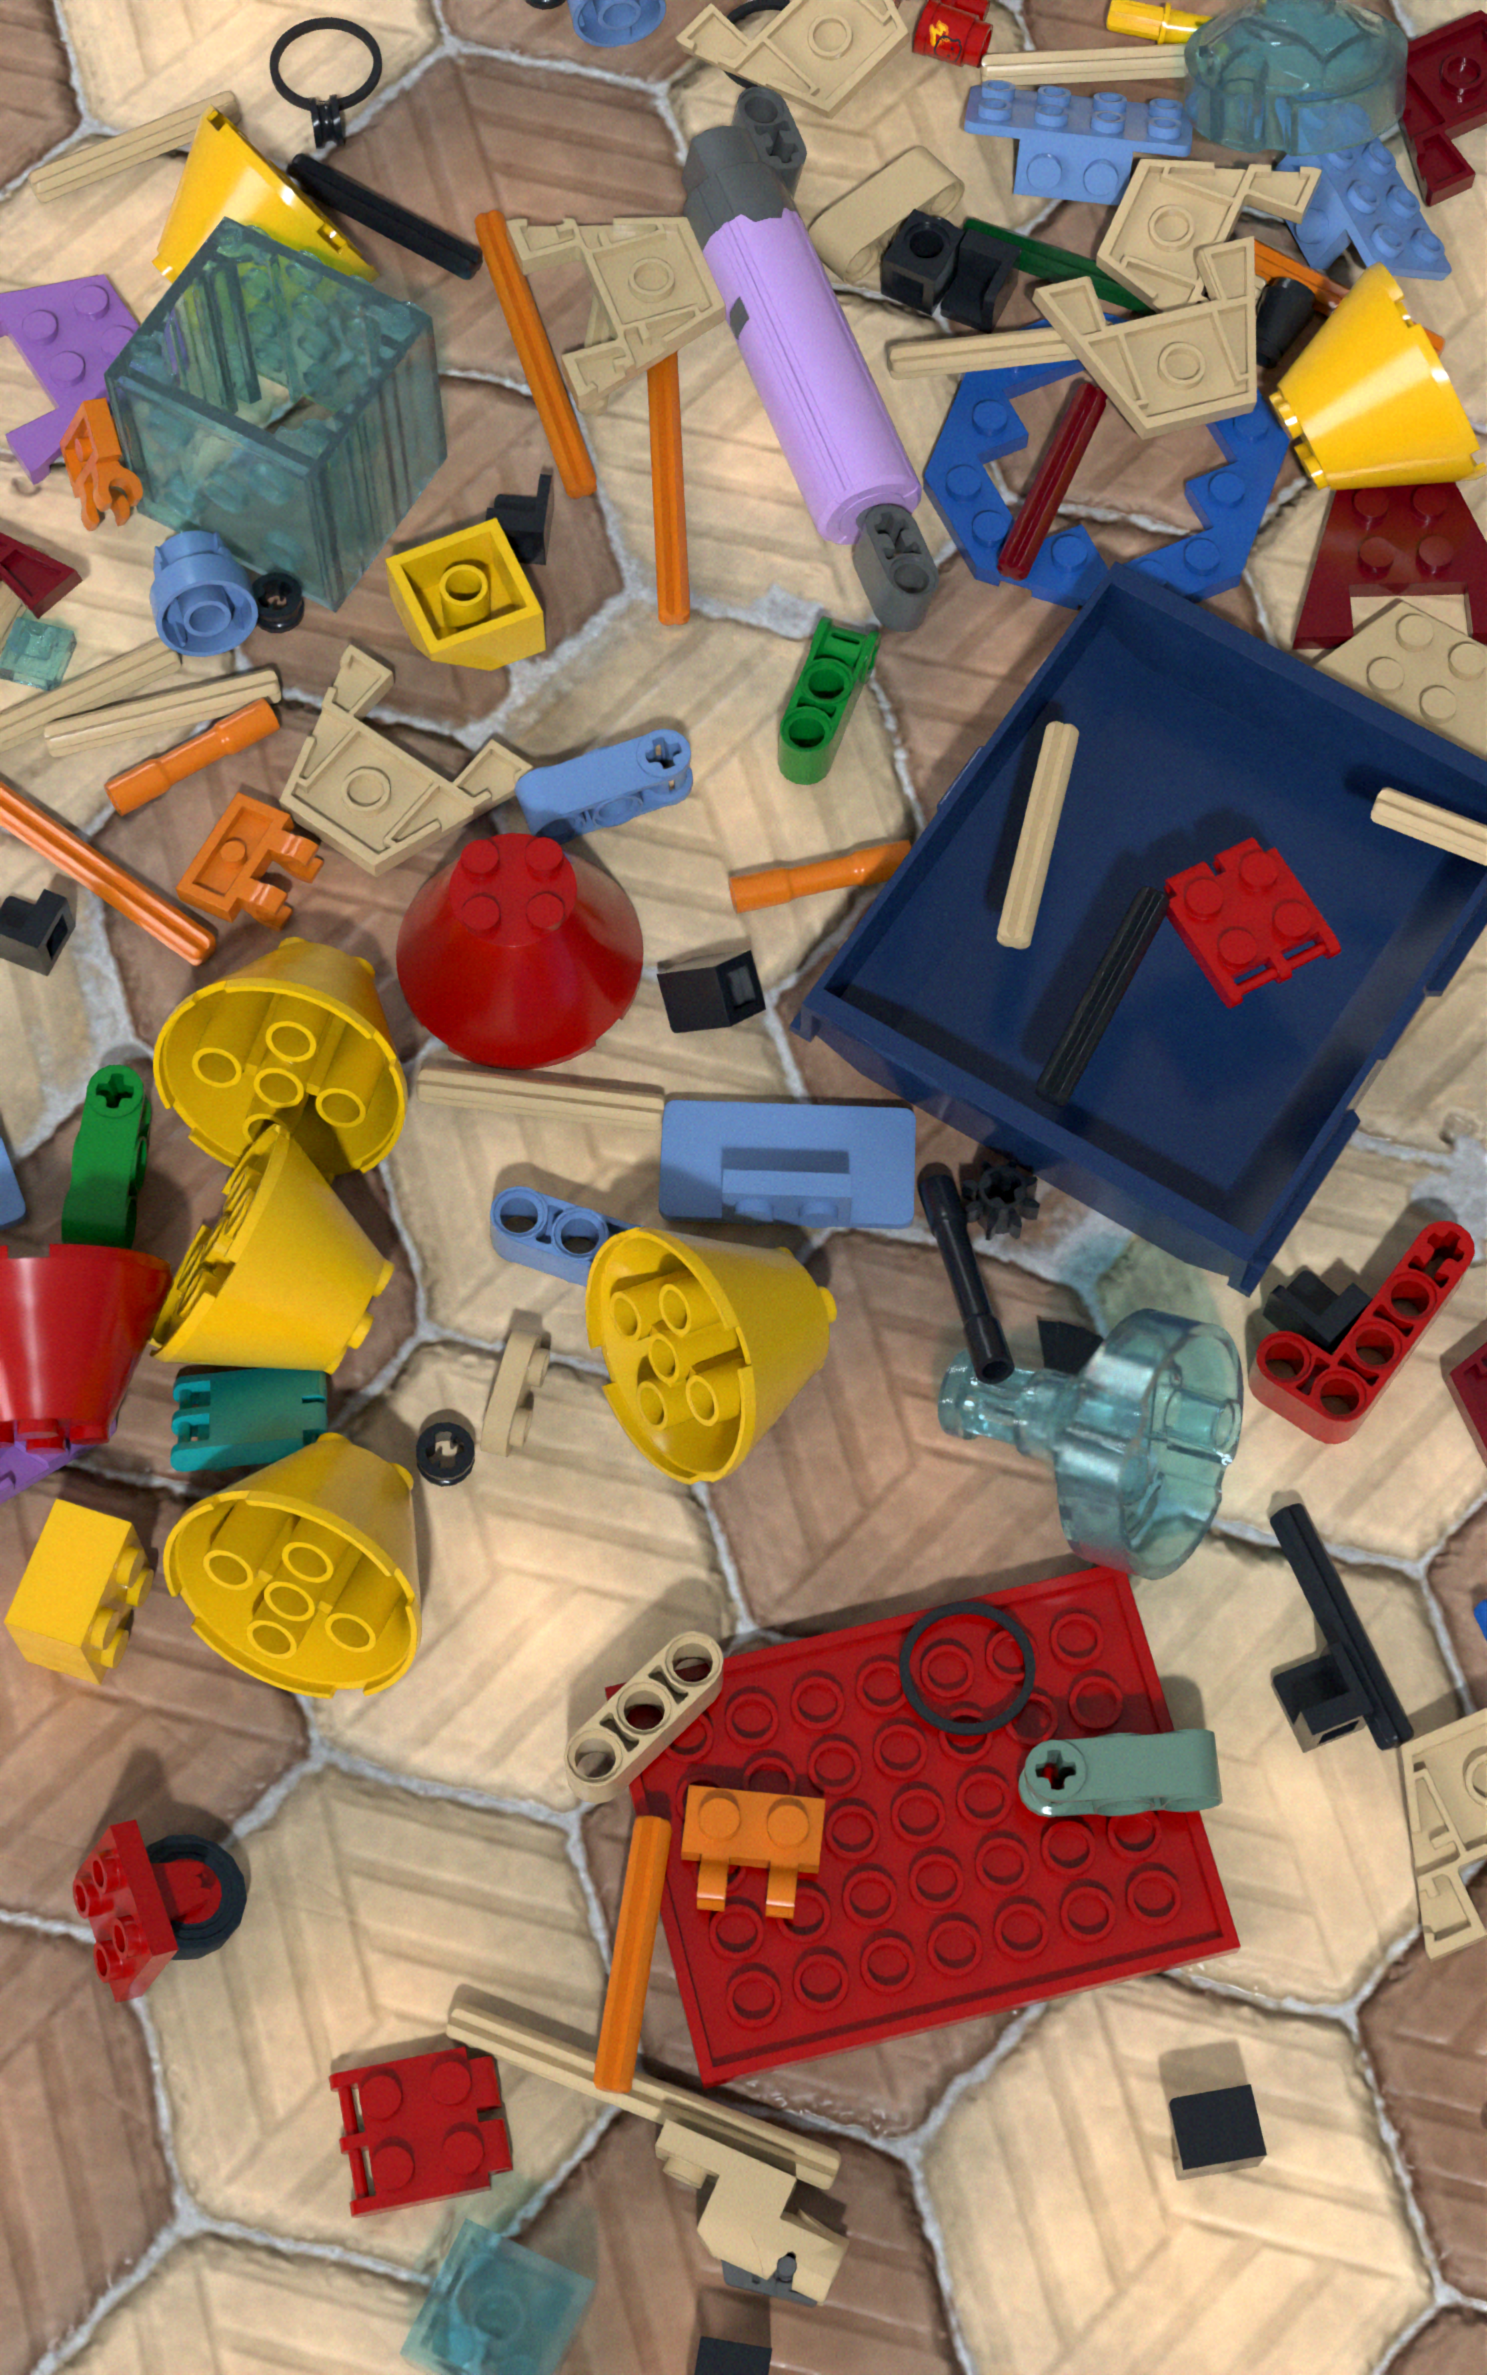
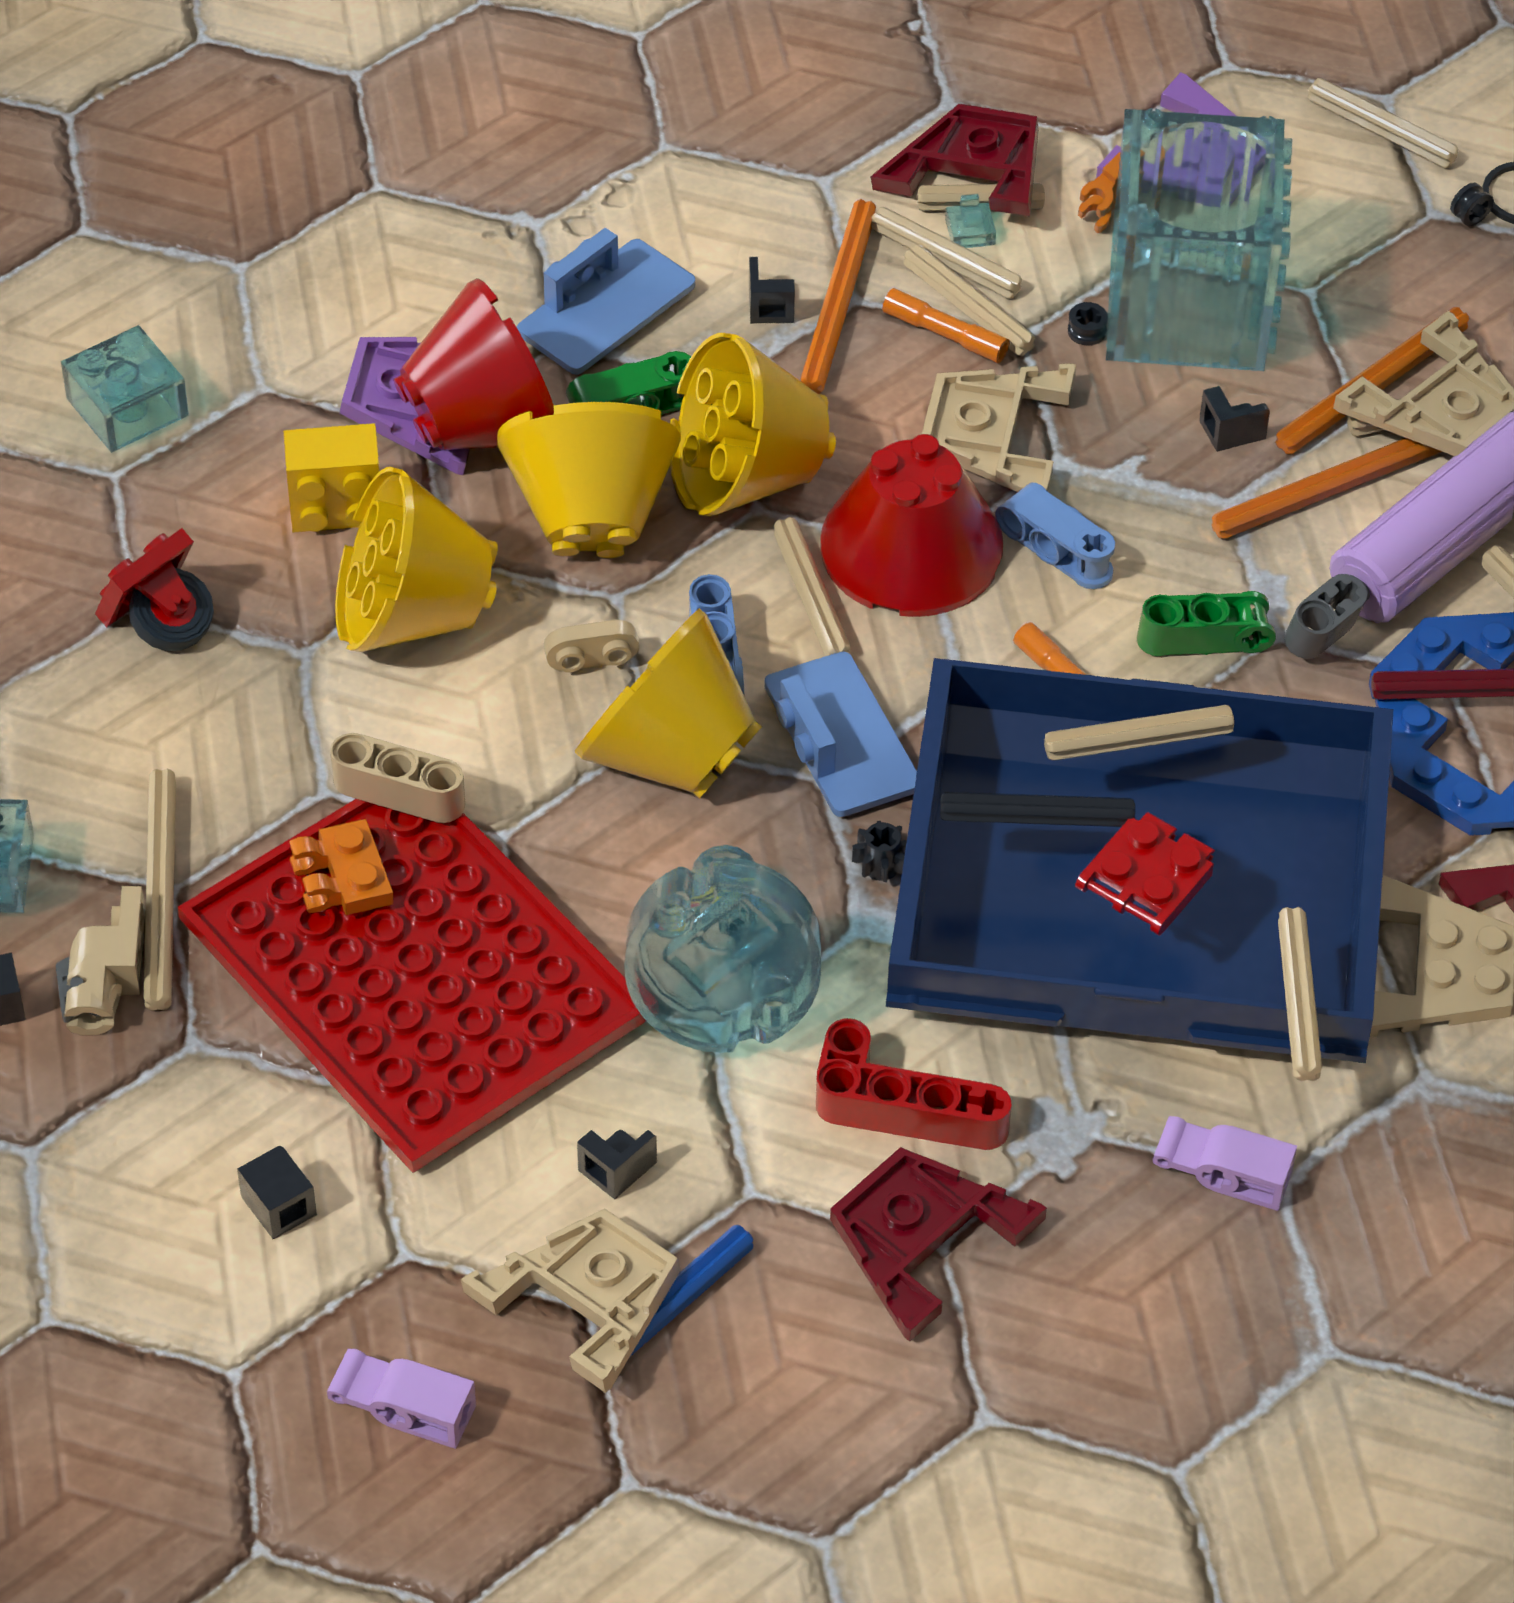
camera: 65 degrees right, 15 degrees down
(201, 595) = (1057, 274): medium blue piece -> none
(236, 181) = (1352, 184): yellow cone -> none
(237, 855) = (885, 372): orange plate -> none
(246, 1417) = (497, 515): teal plate -> none
(385, 216) = (1422, 264): black axle -> none
(422, 2130) = (86, 788): red plate -> none
(427, 1447) = (535, 623): black bush -> none
(467, 599) = (1144, 405): yellow slope -> none
(632, 1955) = (241, 834): orange axle -> none
(711, 991) = (941, 639): black panel -> none
(975, 1609) = (527, 908): black piece -> none
(981, 1328) = (767, 847): black piece -> none
(1124, 1774) = (491, 1041): sand green piece -> none
(1315, 1310) = (905, 1053): black panel -> none
(1340, 1621) = (679, 1152): black axle -> none

